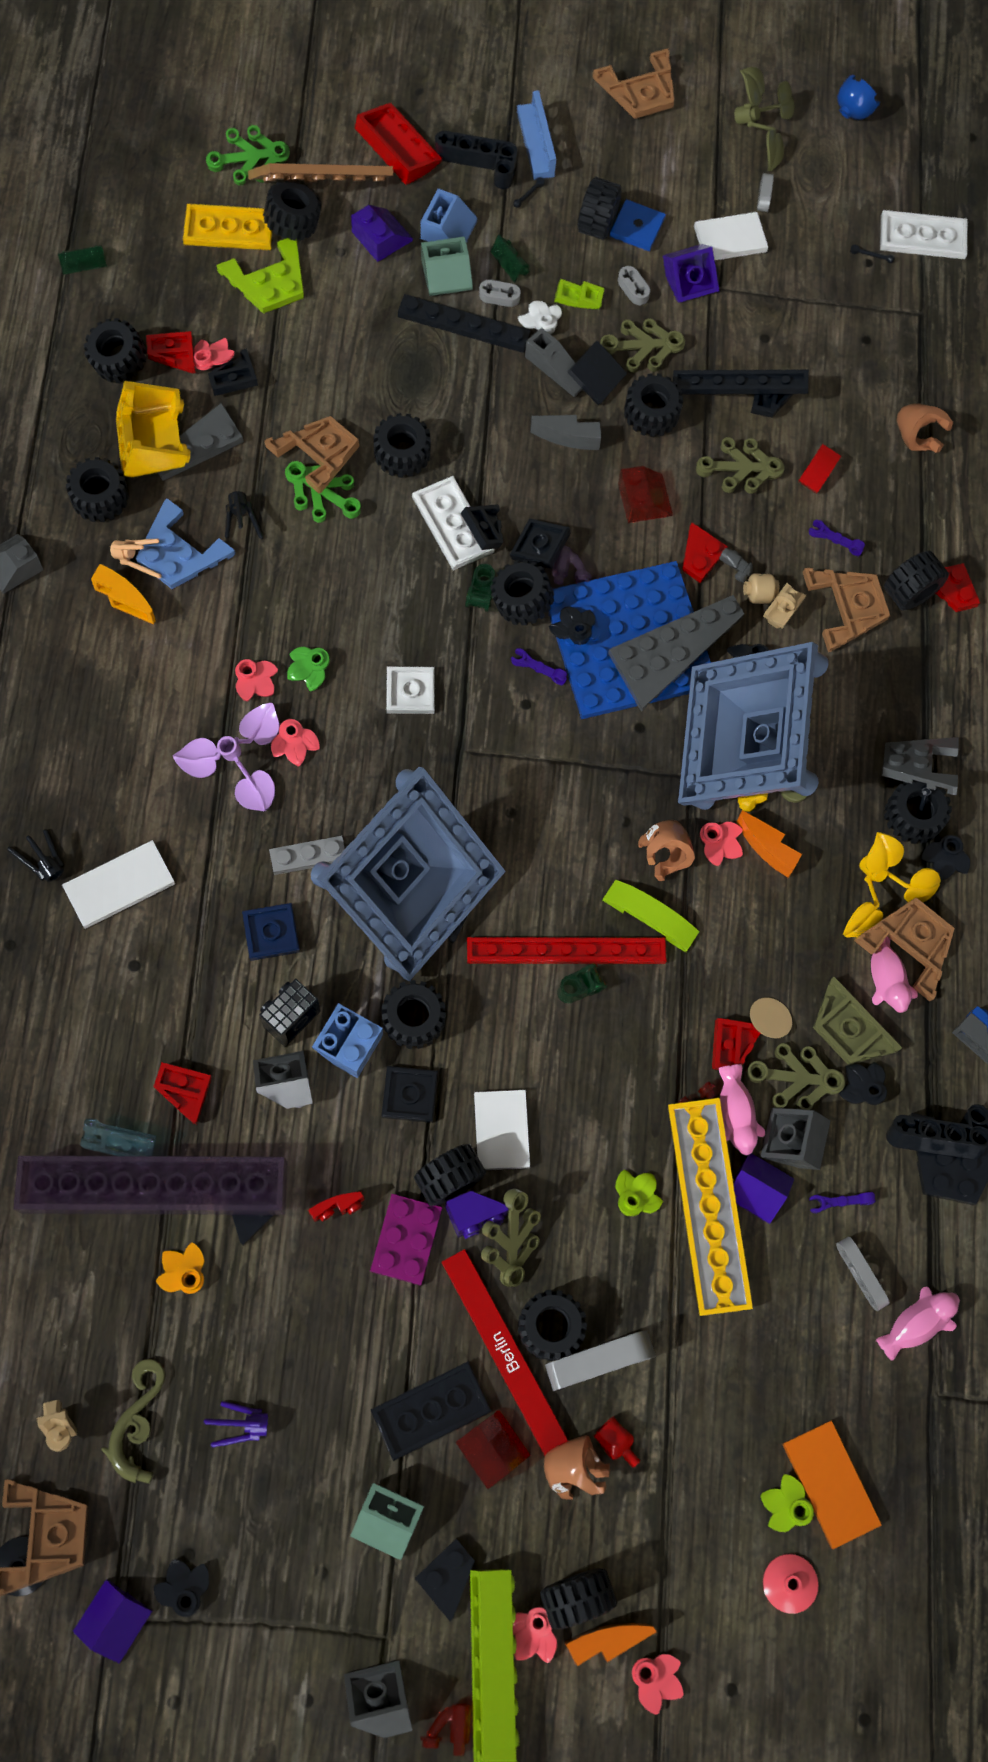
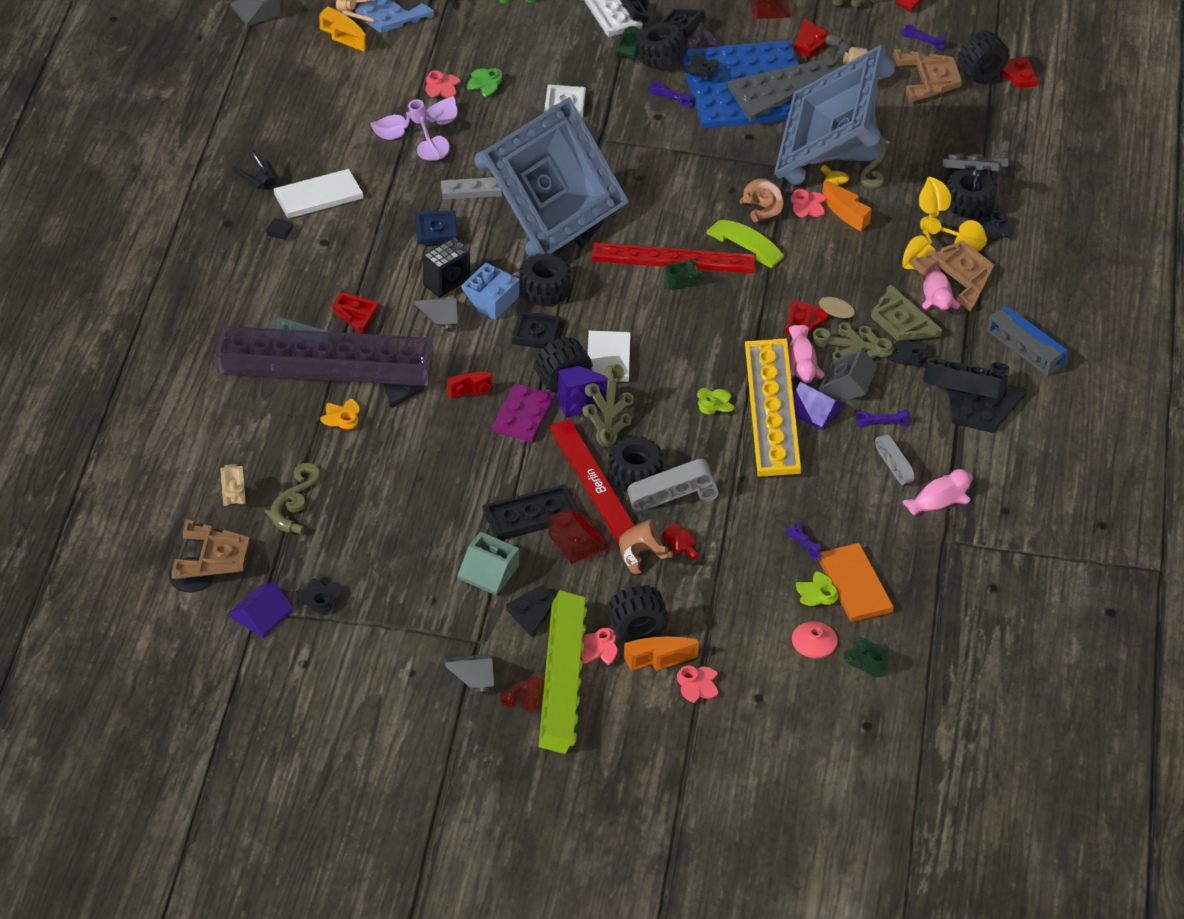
camera: 10 degrees right, 25 degrees down
(76, 951) = (279, 228): none -> black tile
(254, 1424) = (389, 503): dark purple plant -> none
(294, 745) = (468, 123): coral plate -> none
(756, 1412) = (797, 533): none -> dark purple piece
(854, 1613) = (868, 657): none -> clear green piece

